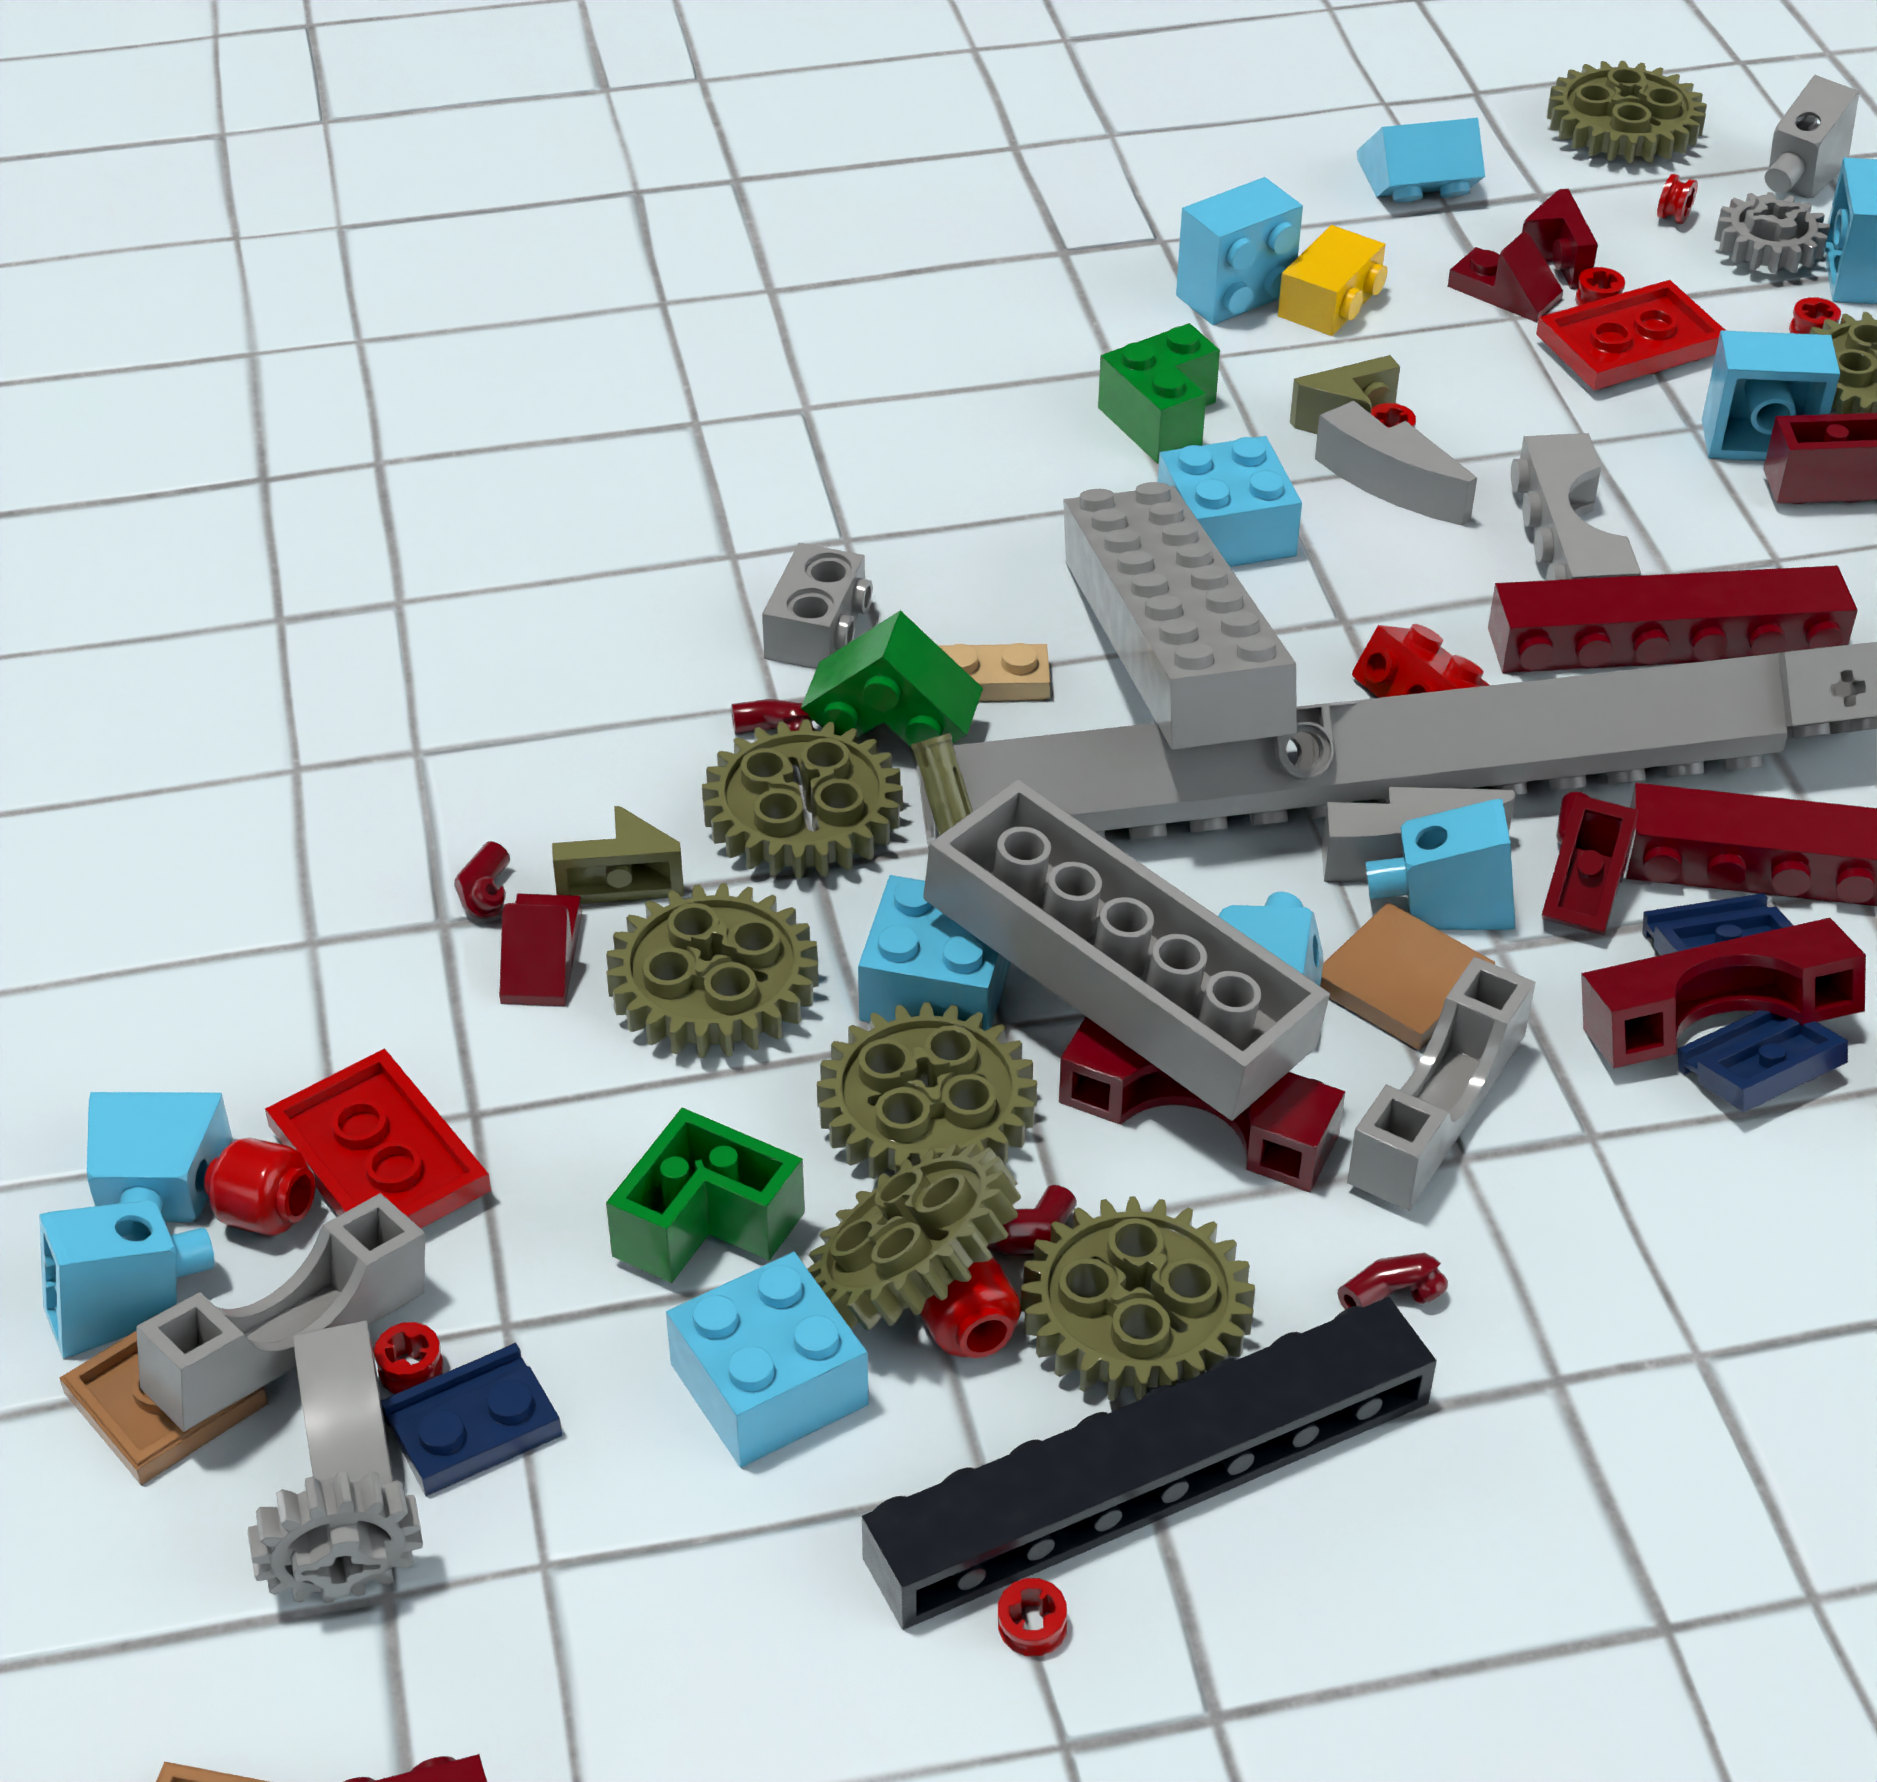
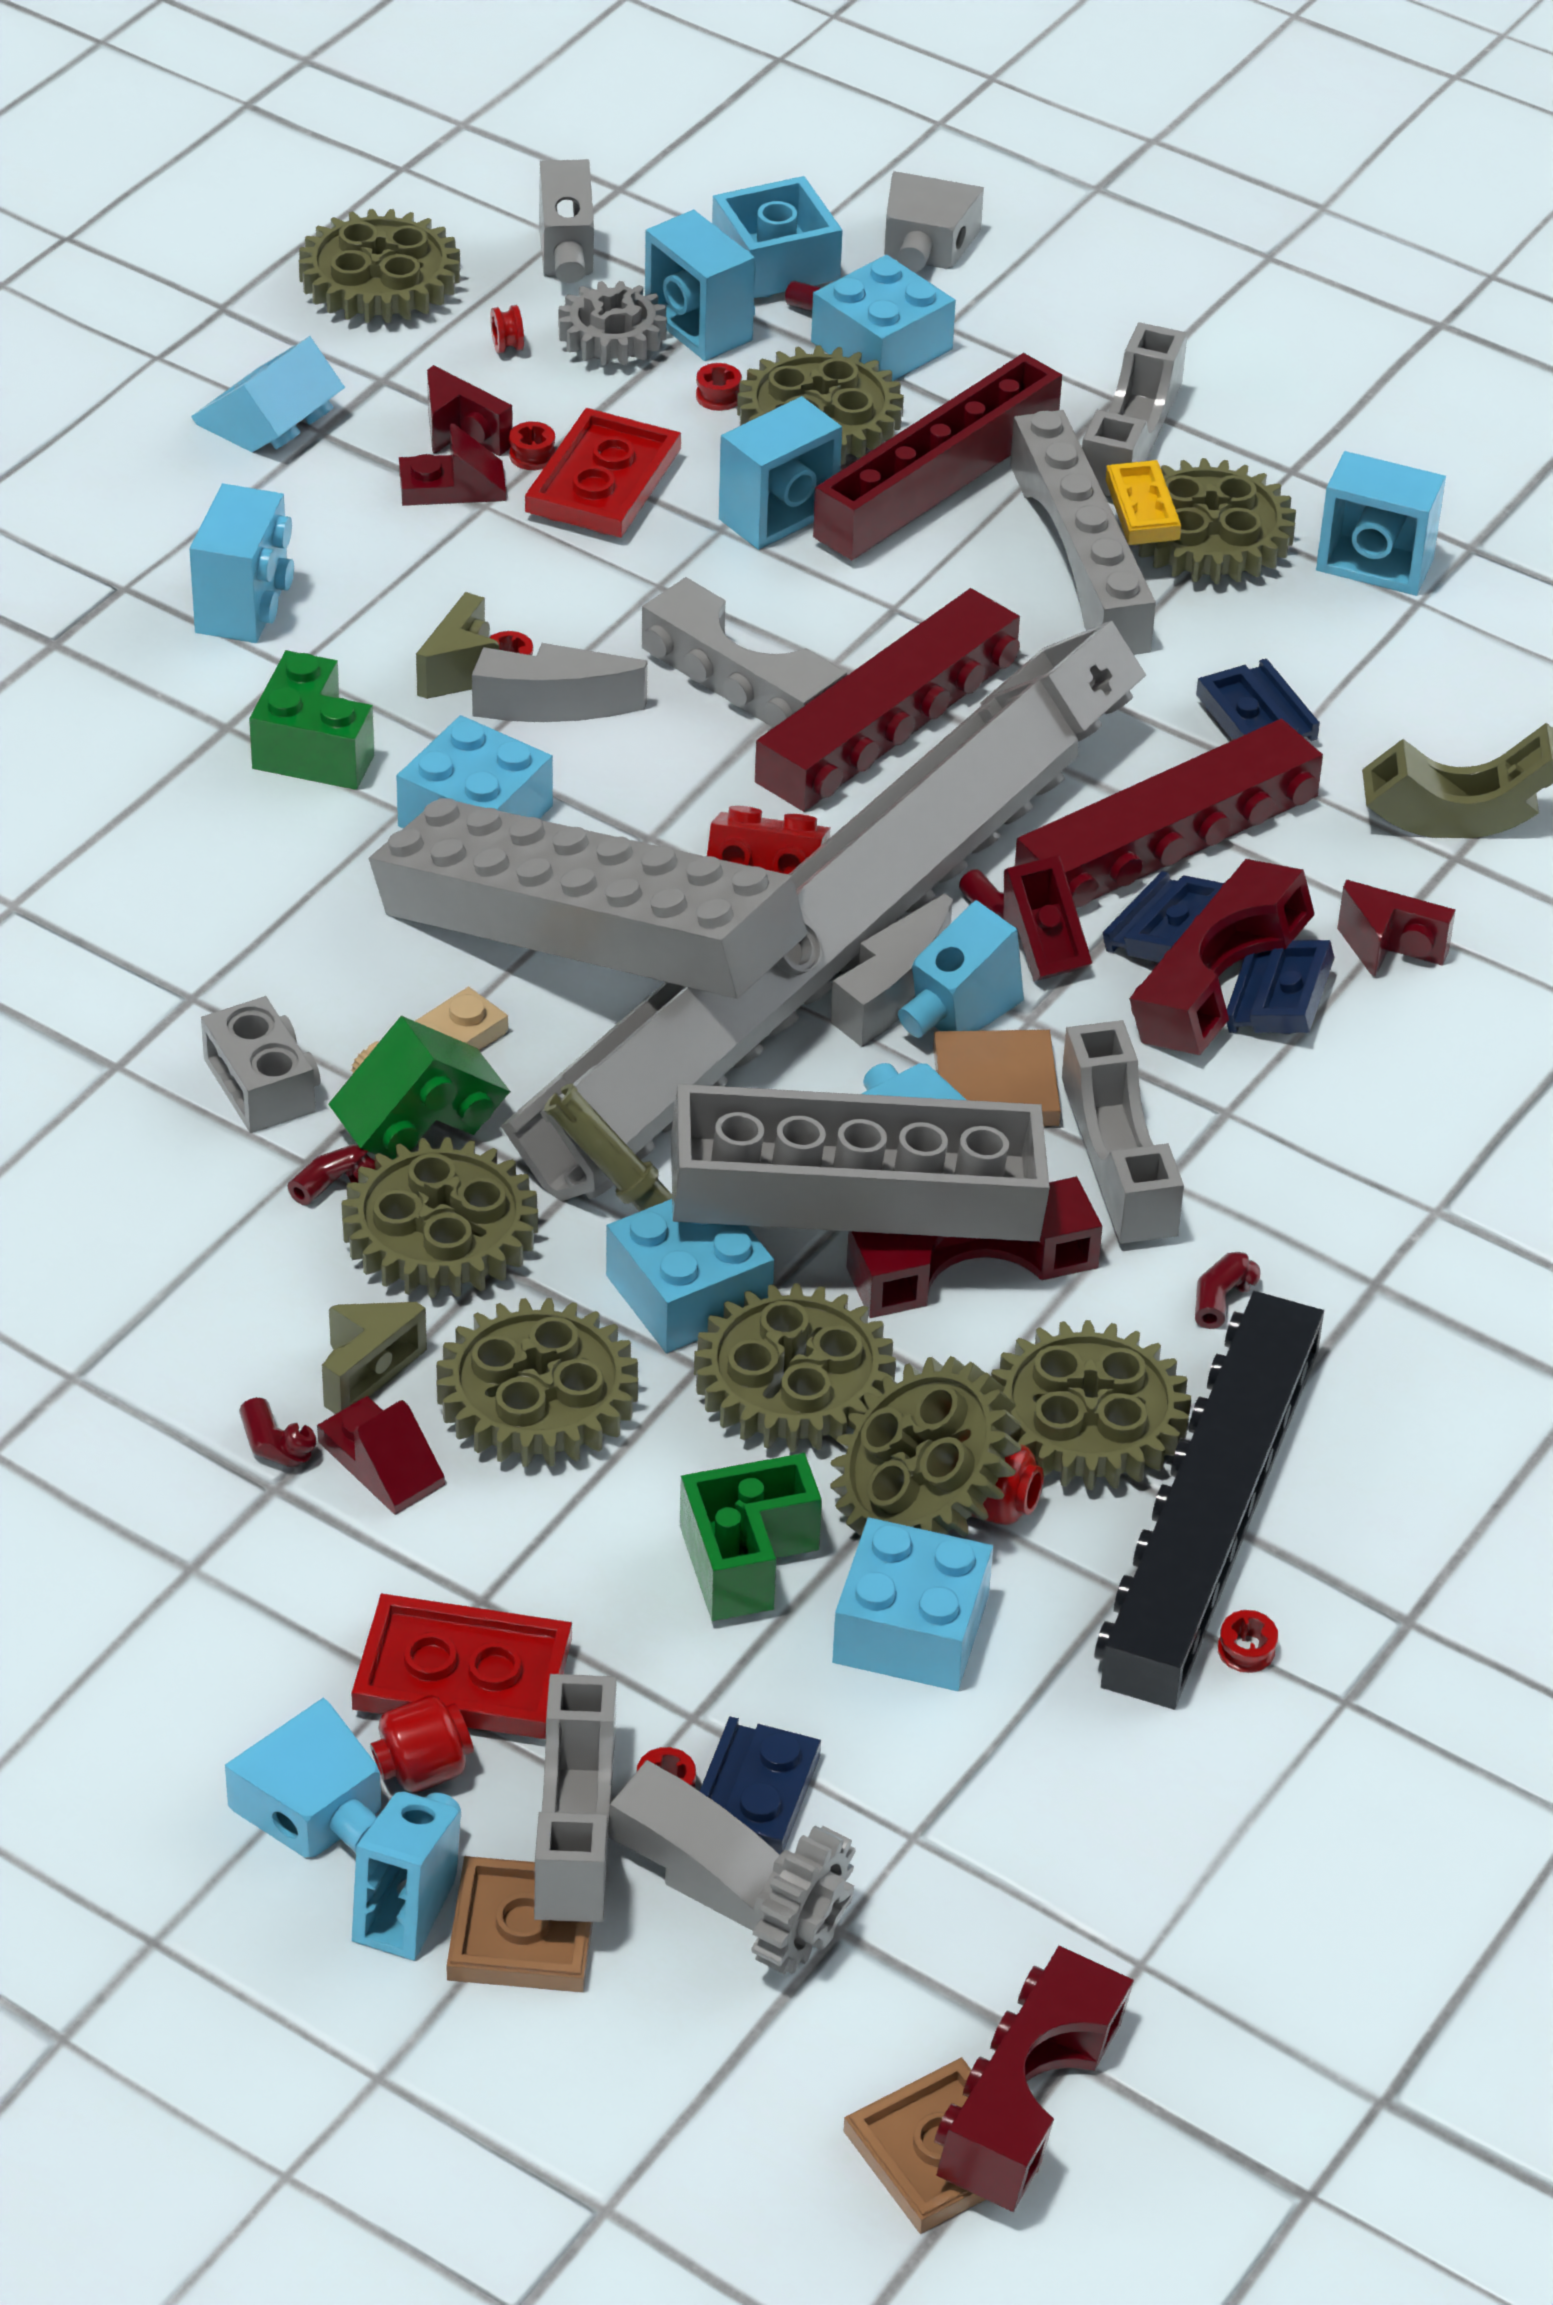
camera: 45 degrees left, 0 degrees up
(1332, 280) = (327, 549): yellow brick -> none

